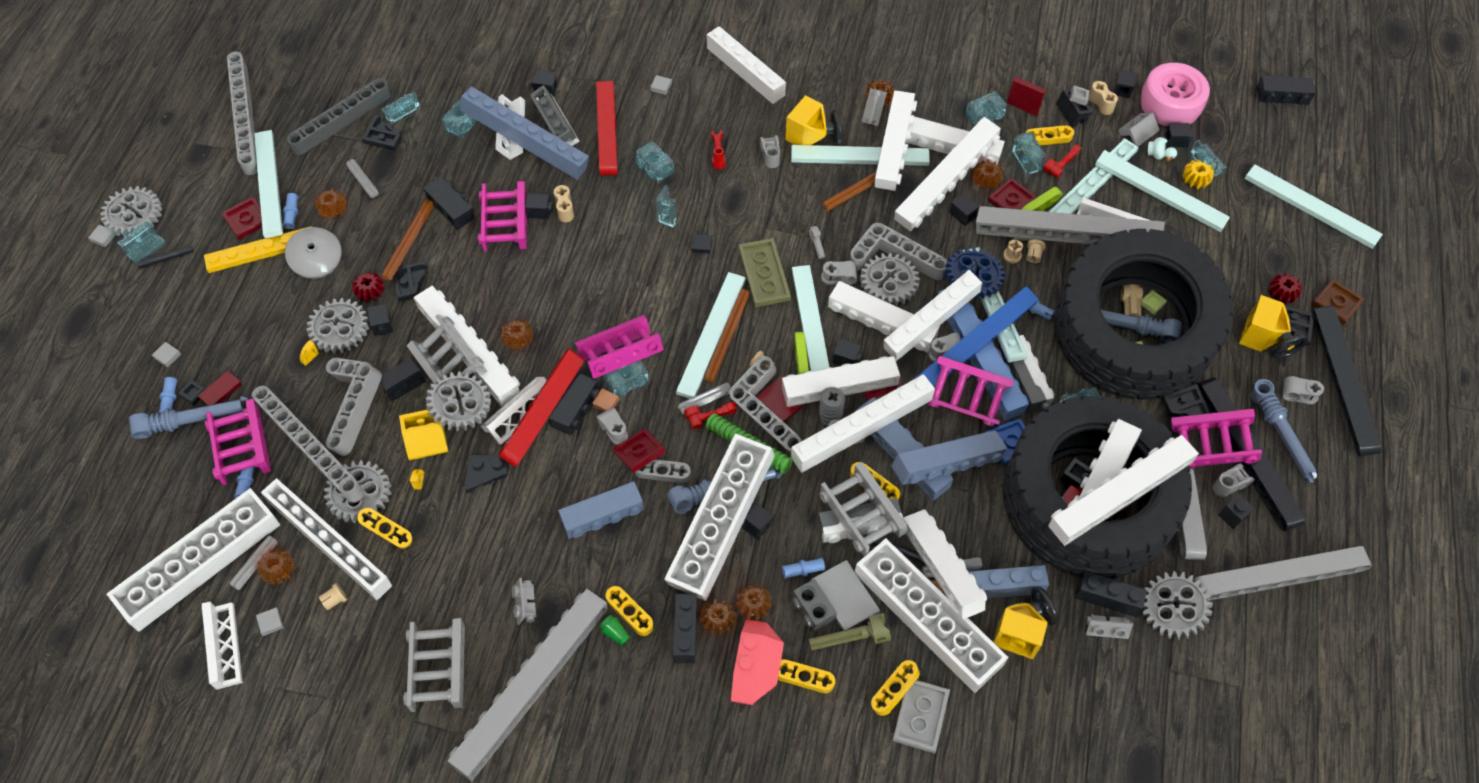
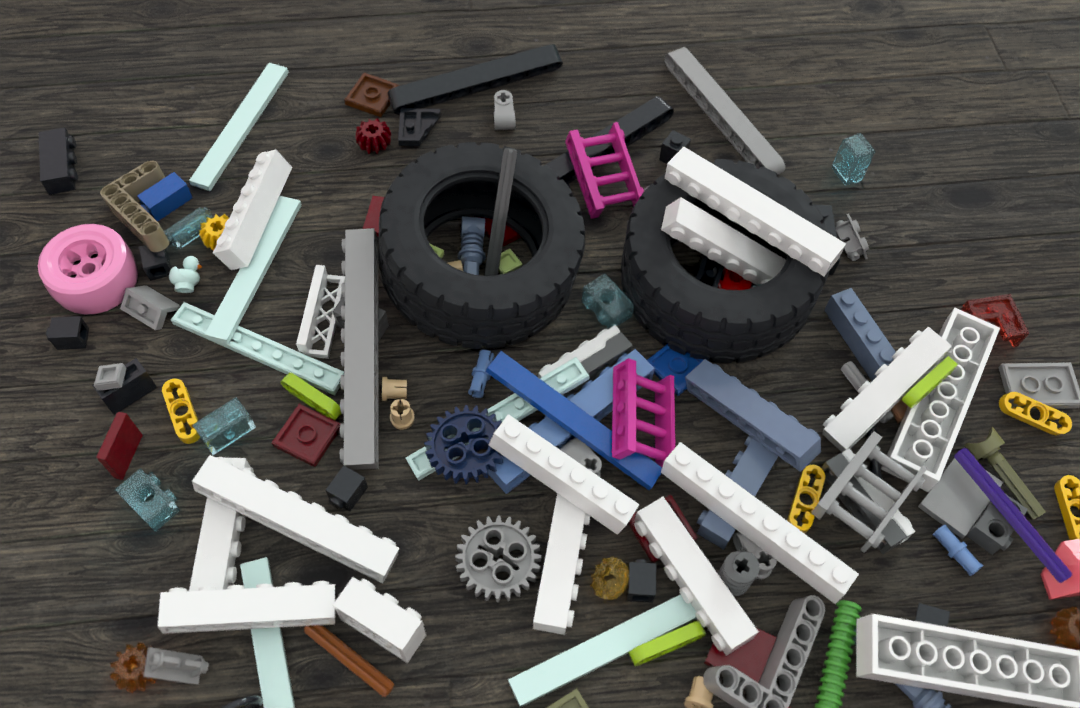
camera: 110 degrees left, 0 degrees up
(760, 606) = (1032, 593): clear orange gear -> none
(815, 238) = (458, 682): light grey bar -> none
(815, 605) = (1013, 515): none -> dark purple axle
(839, 271) = (509, 627): light grey piece -> none
(855, 336) = (612, 588): none -> clear yellow gear
(867, 203) = (380, 618): none -> white brick
(890, 241) = (443, 559): light grey beam -> none
(939, 591) = (929, 382): none -> lime beam
(988, 174) = (280, 463): clear orange gear -> none
(993, 707) = (1003, 312): none -> clear red panel
(1024, 624) = (909, 306): yellow piece -> none
(1055, 168) = (241, 391): red brick -> none
(1103, 97) = (102, 352): tan axle -> none
(1167, 328) = (501, 211): none -> dark grey axle
(1177, 623) = (819, 181): light grey gear -> none
(1197, 657) = (853, 159): none -> clear light blue brick
(1215, 193) = (252, 210): none -> white brick
(1233, 119) = (123, 203): none -> dark tan beam
(1235, 479) = (642, 158): light grey piece -> none
(1239, 147) = (165, 196): none -> blue brick
(1267, 326) = (433, 134): yellow piece -> none
(1276, 415) = (544, 129): sand blue piece -> none

